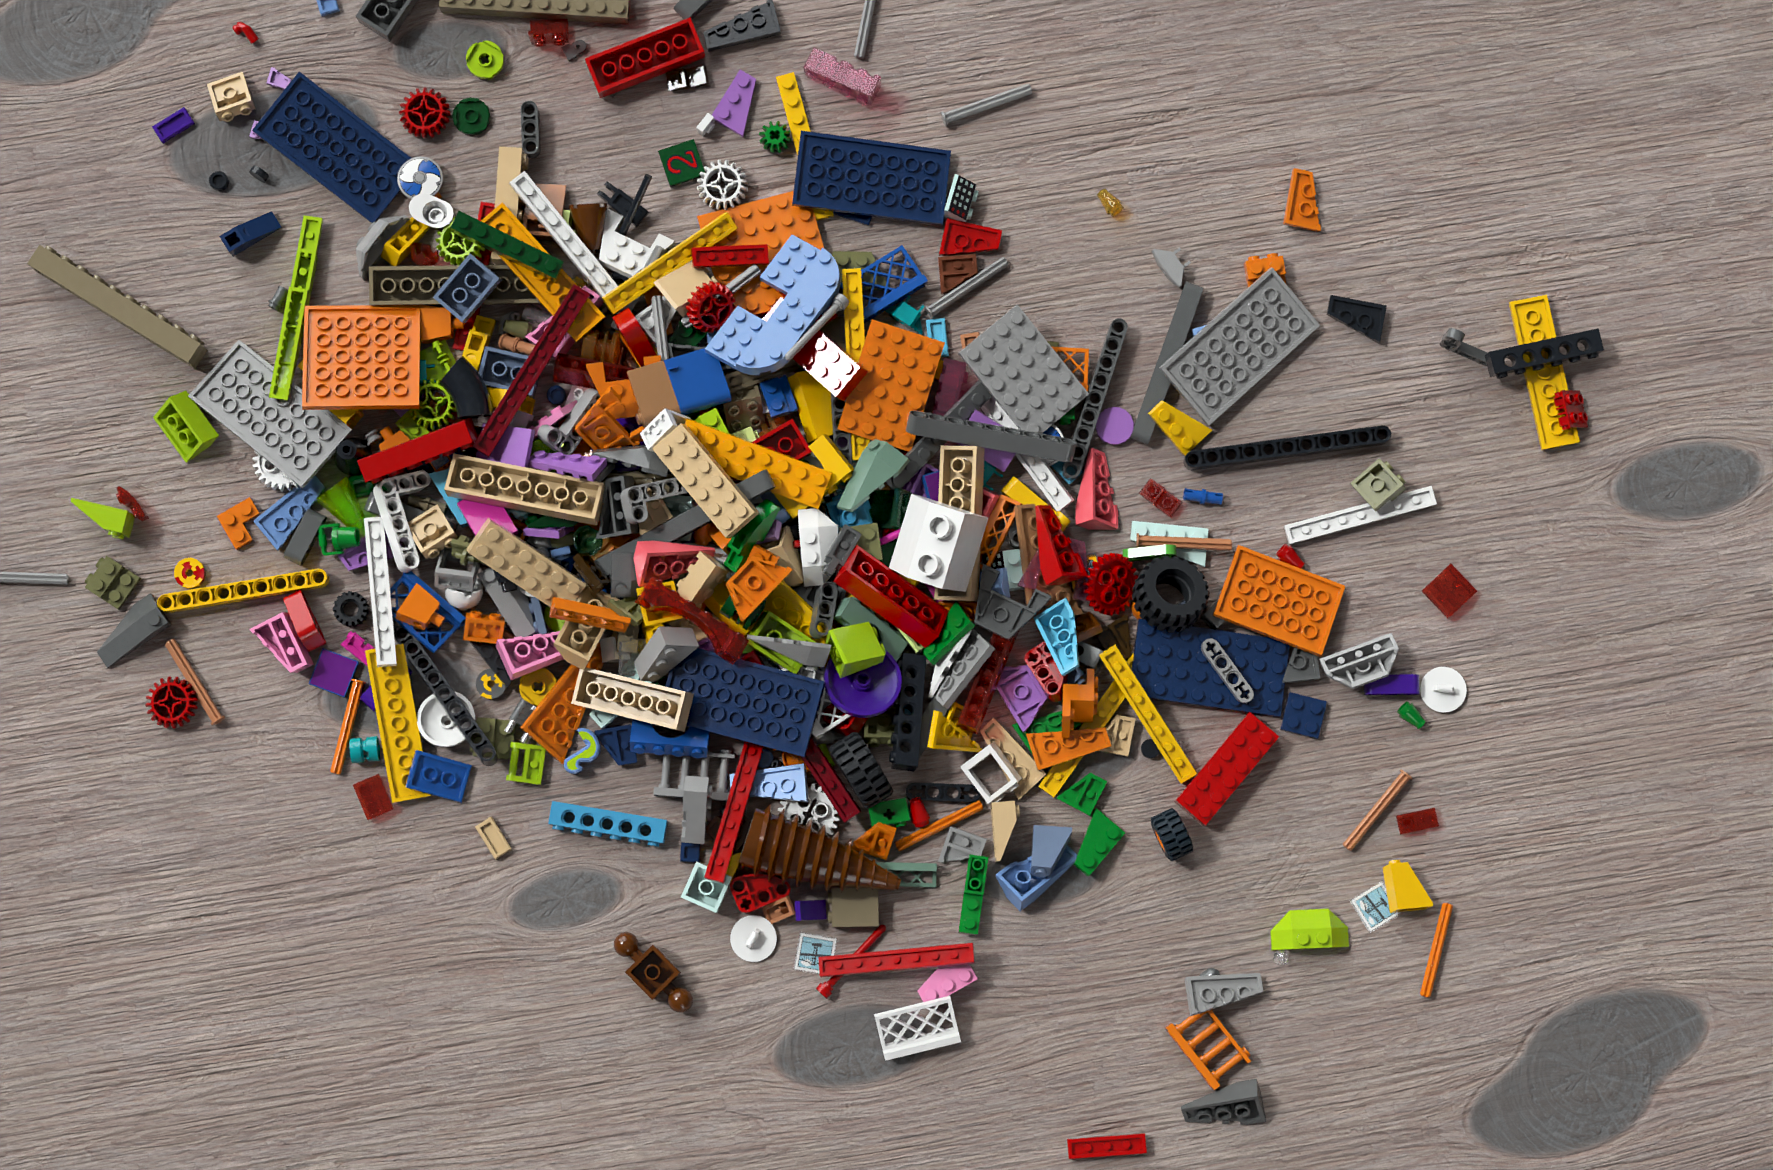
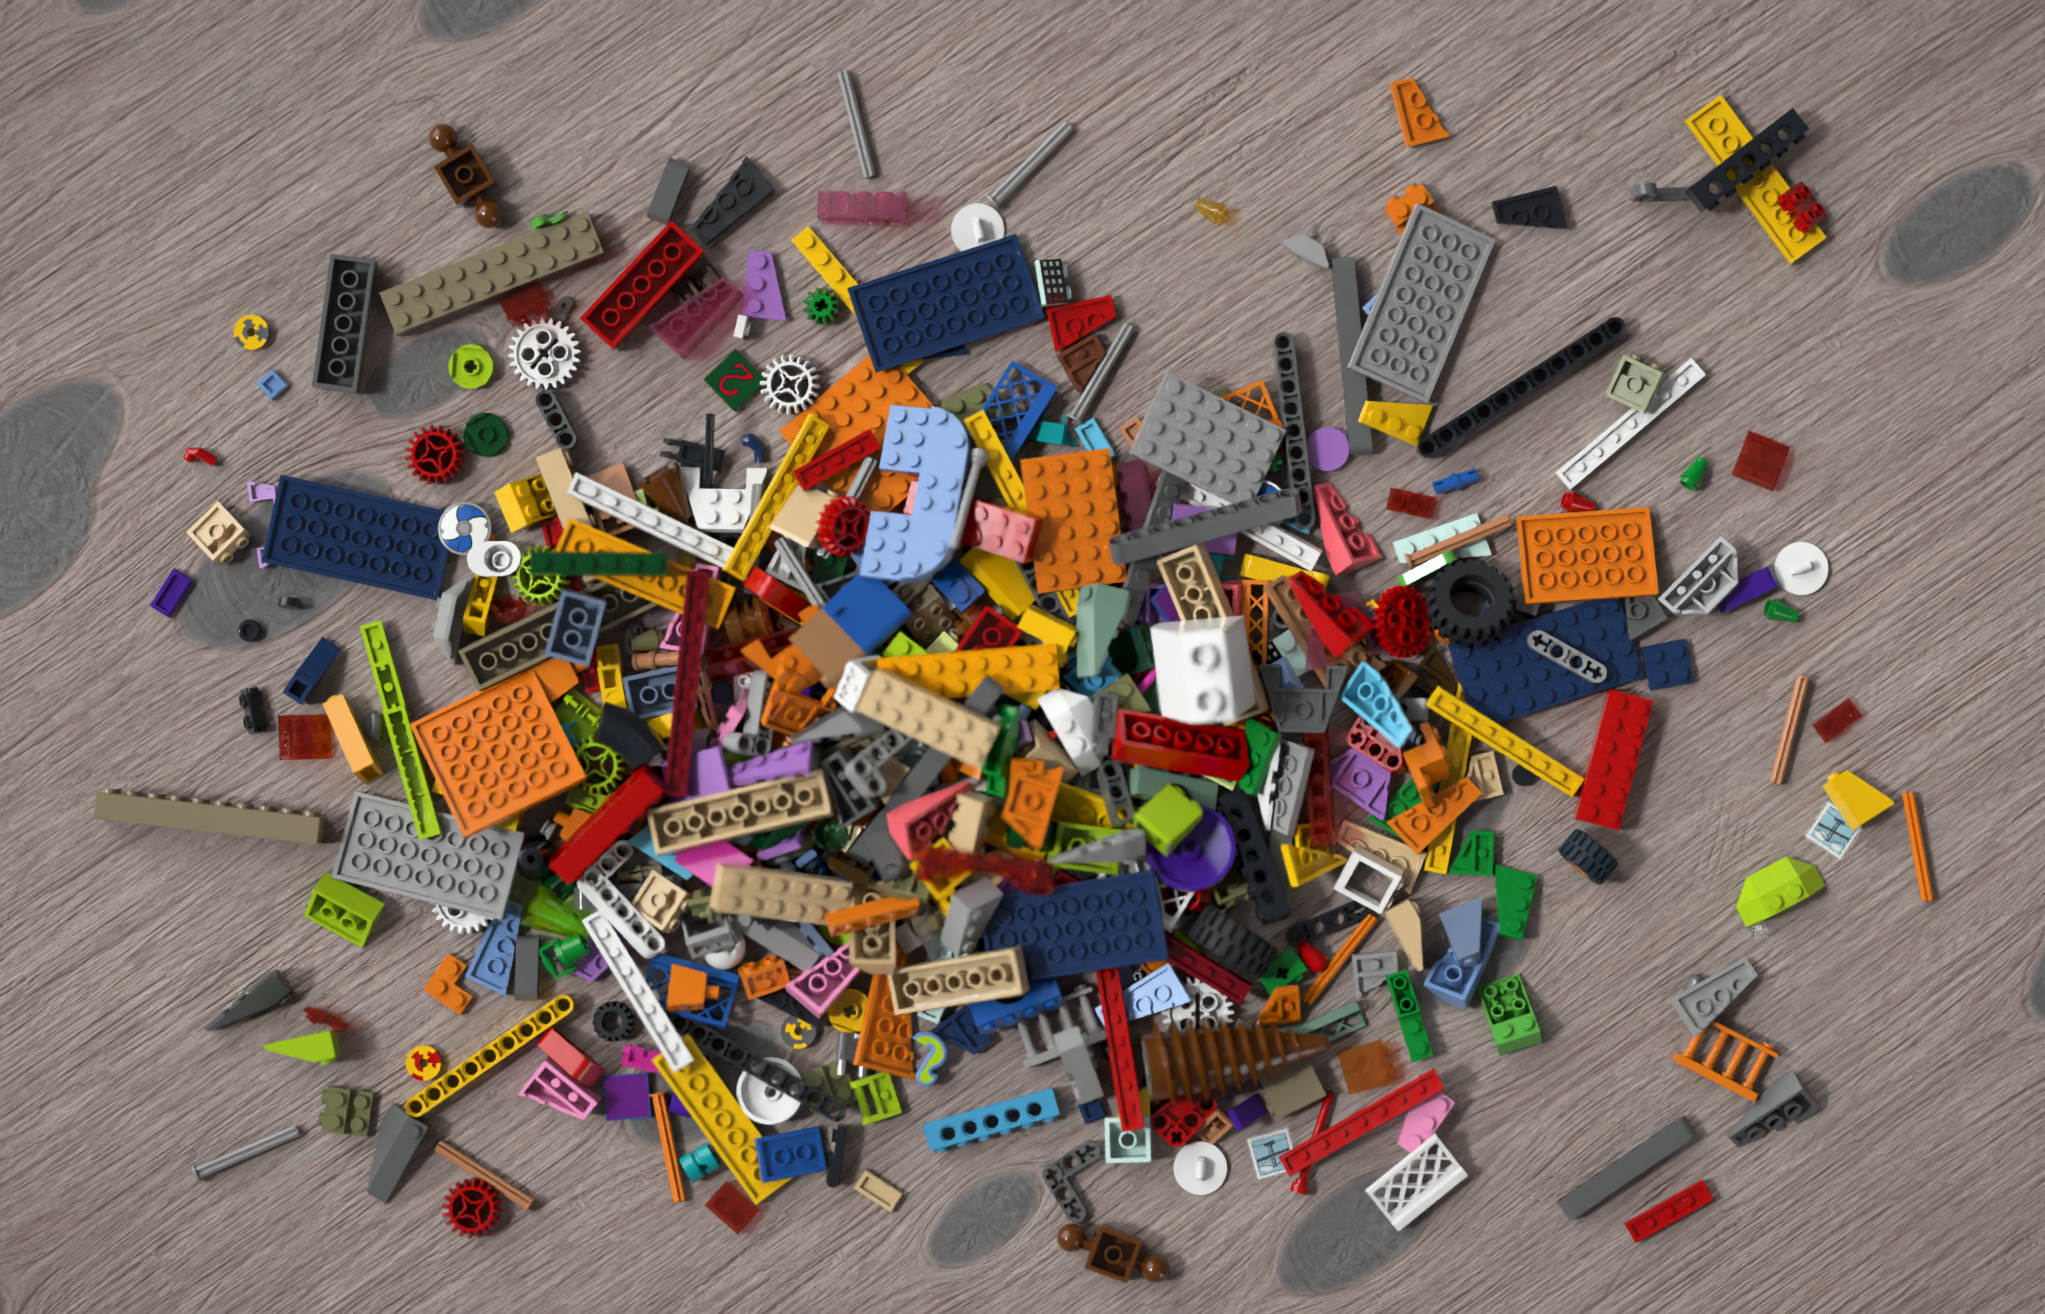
camera: 25 degrees left, 5 degrees up
(91, 461) = (263, 994): none -> dark grey wedge
(192, 235) = (252, 718): none -> black hinge
(221, 280) = (304, 737): none -> clear red bracket
(256, 299) = (352, 739): none -> light orange slope
(474, 794) = (836, 1156): none -> black hinge
(475, 181) = (526, 502): none -> yellow slope
(538, 60) = (559, 367): none -> white gear
(543, 384) = (704, 695): none -> nougat pin
(645, 891) = (1064, 1172): none -> dark grey beam
(675, 101) = (697, 317): none -> clear pink wedge
(675, 220) = (757, 445): none -> dark blue arm
(921, 919) = (1366, 1066): none -> clear orange plate
(923, 131) = (976, 226): none -> white shield
(1052, 931) = (1509, 1014): none -> bright green slope
(1089, 1096) = (1626, 1167): none -> dark grey beam
(1391, 577) = (1693, 474): none -> green cone

